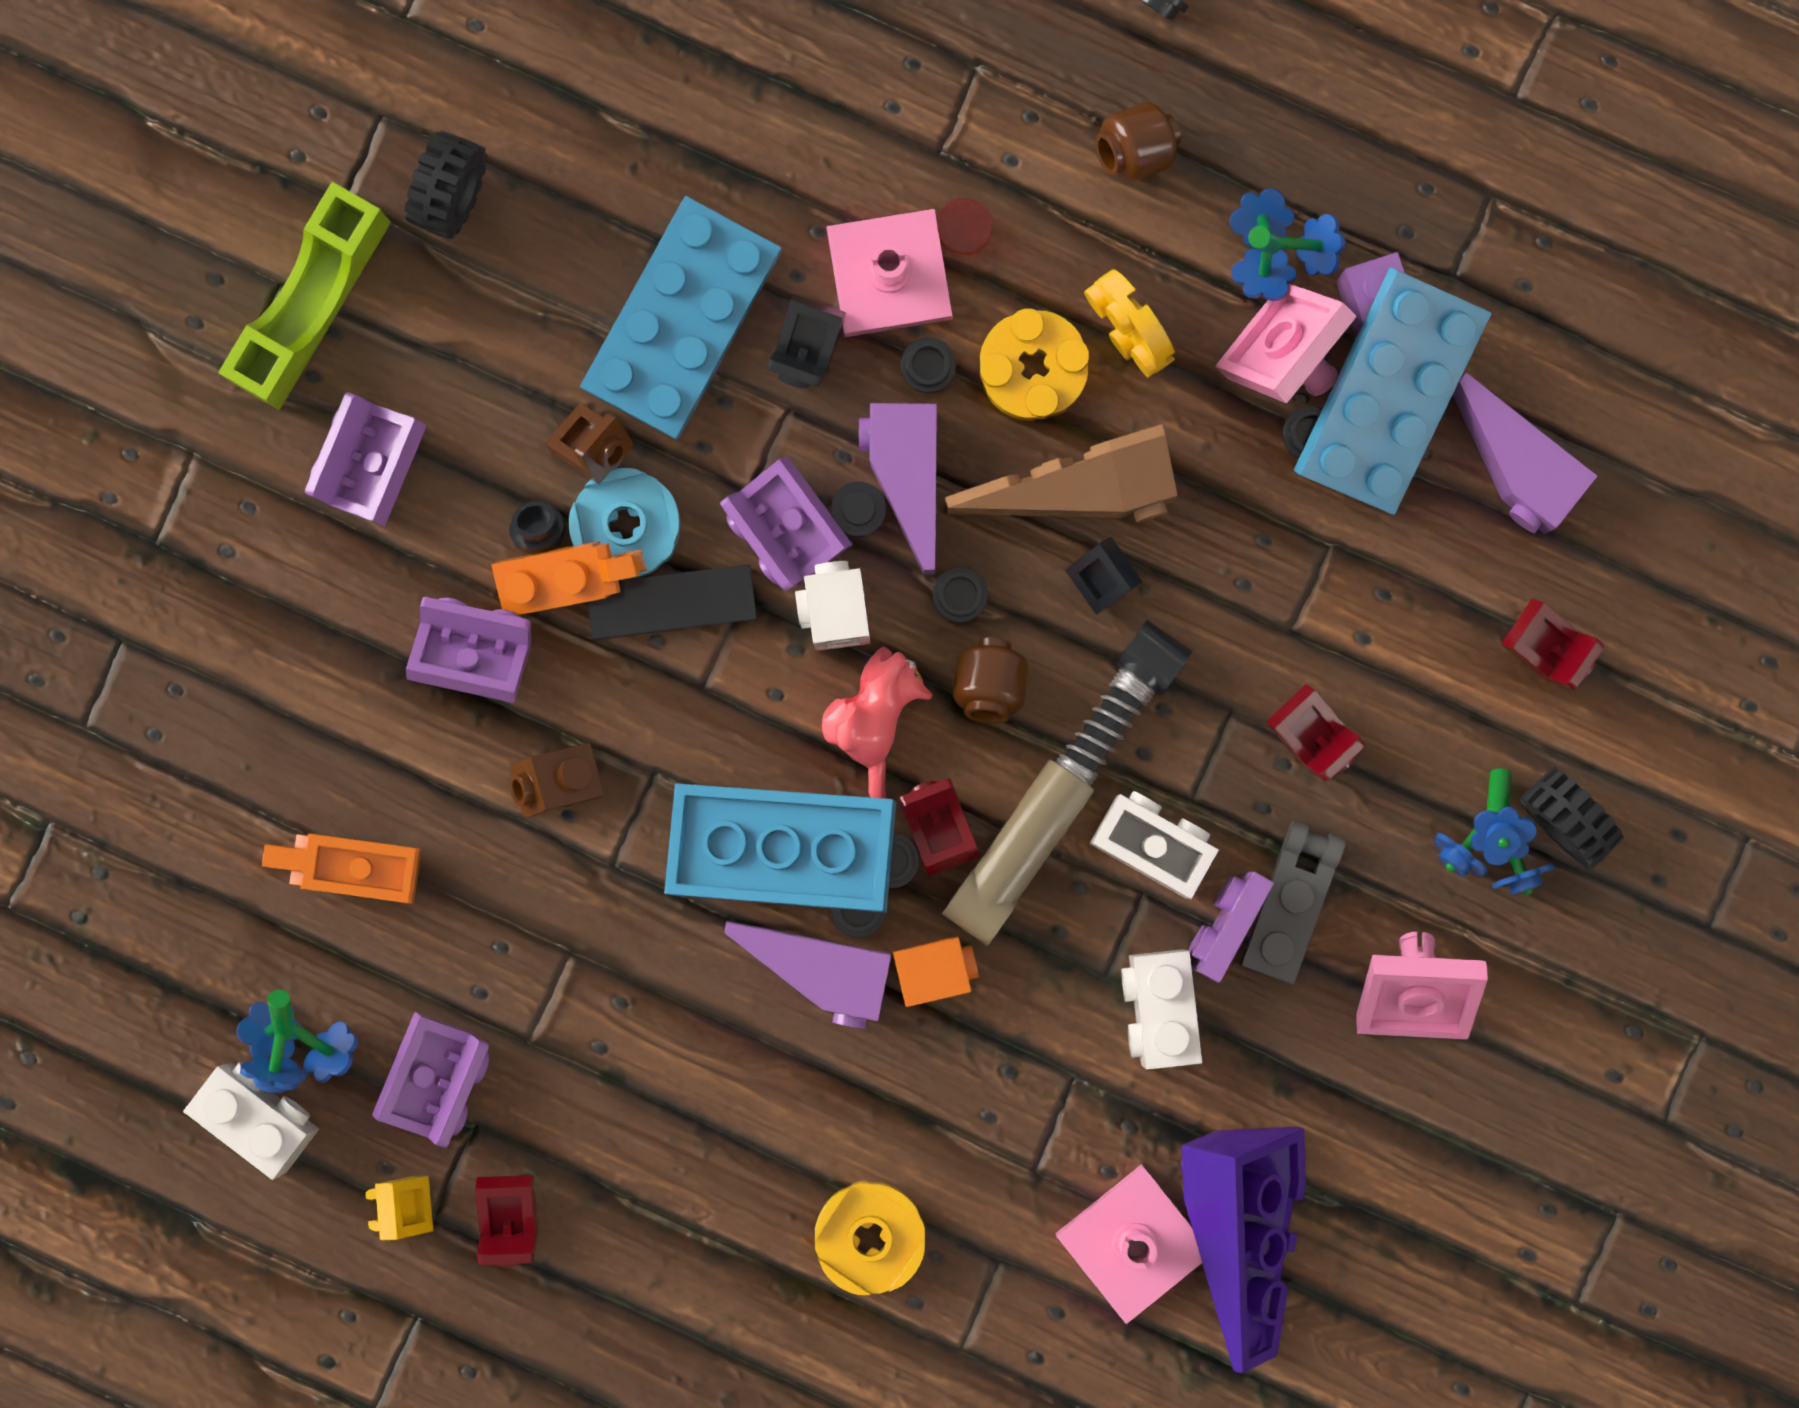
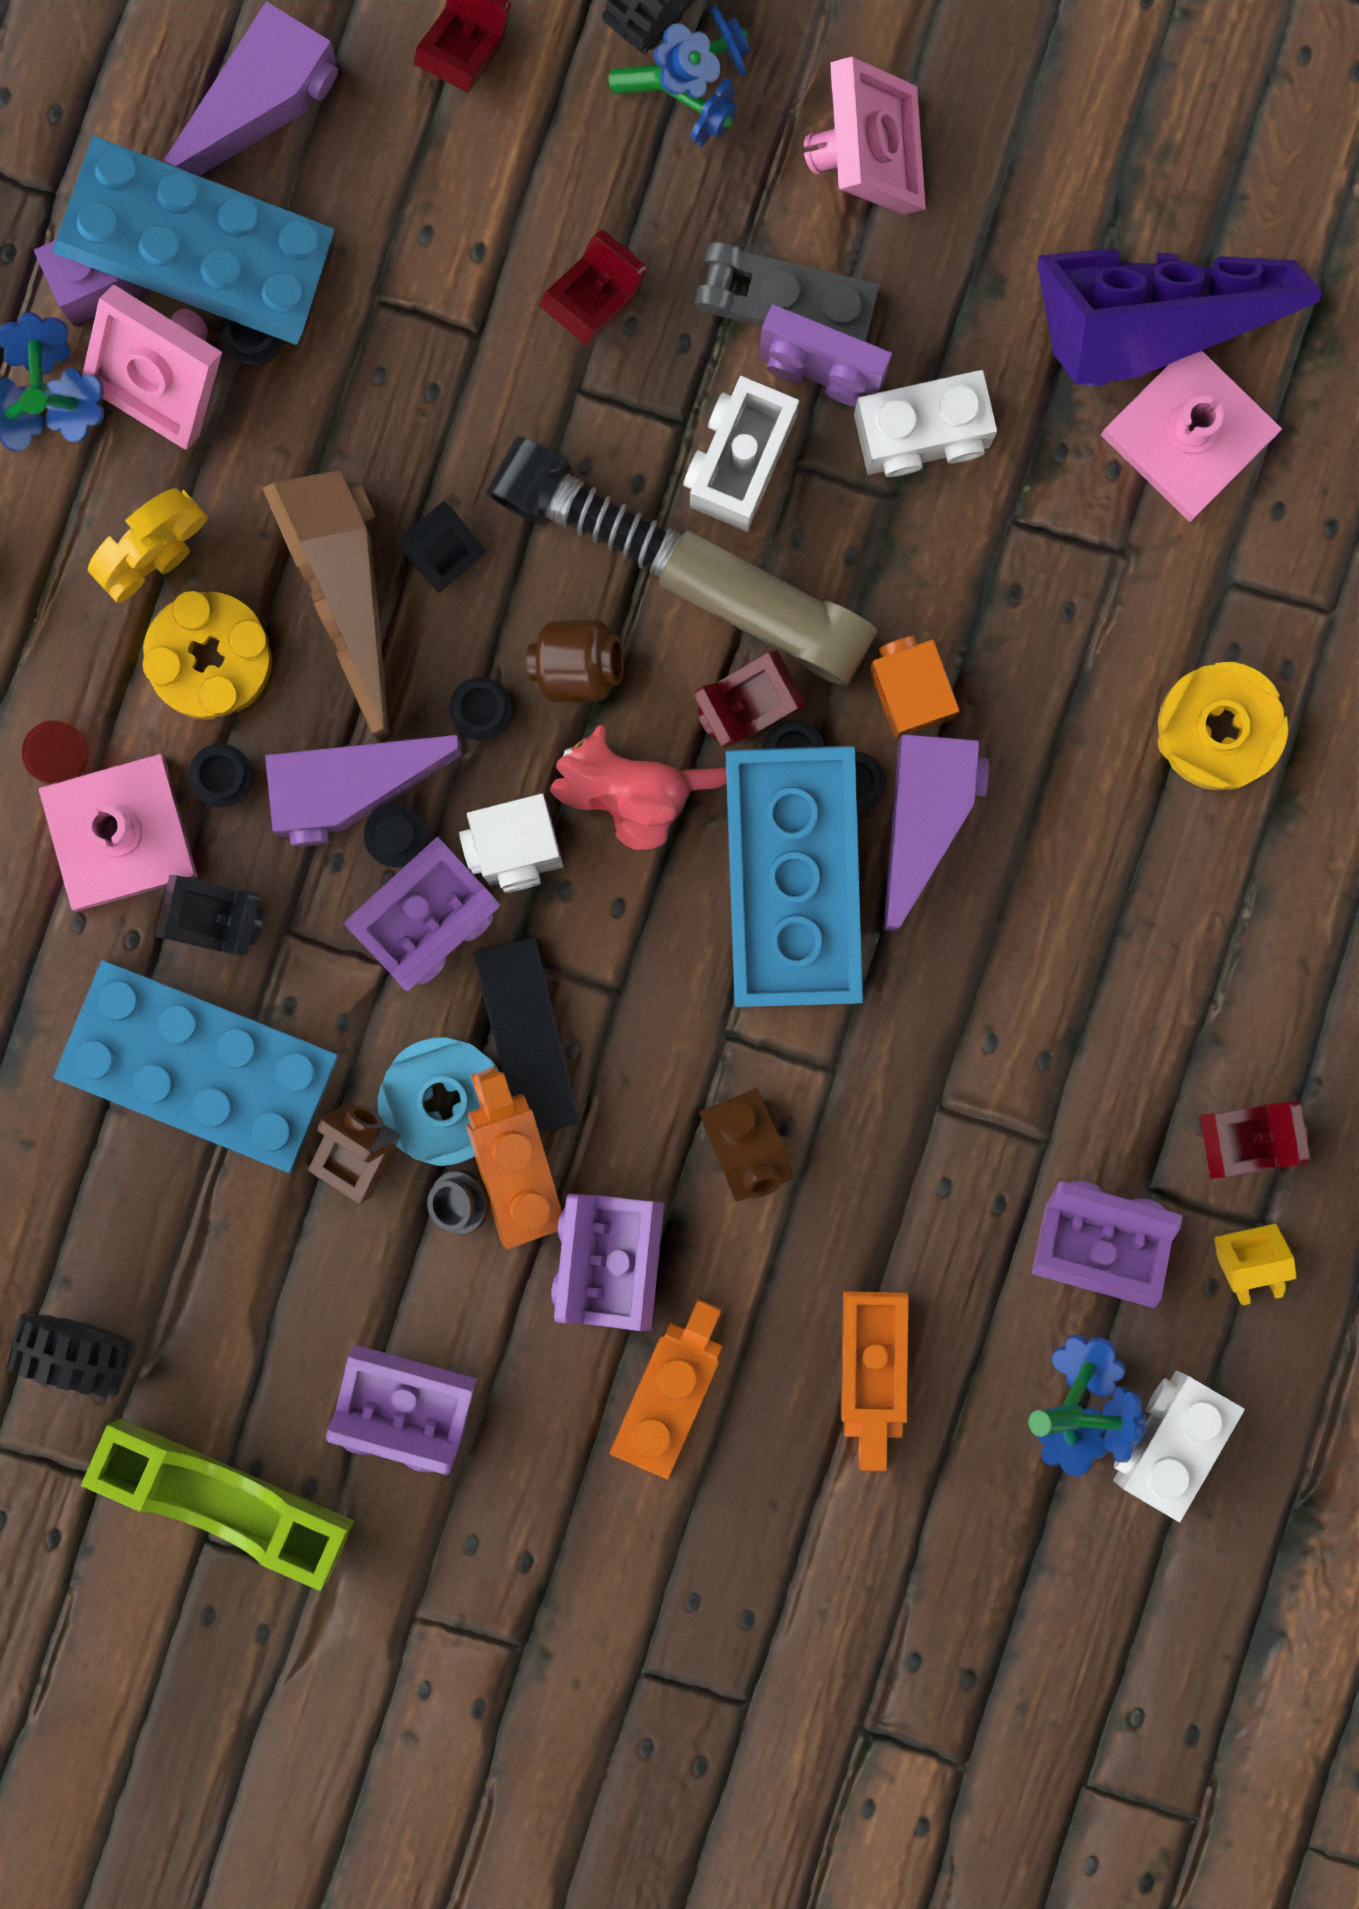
camera: 100 degrees left, 0 degrees up
(352, 690) = (670, 1393): none -> orange hinge

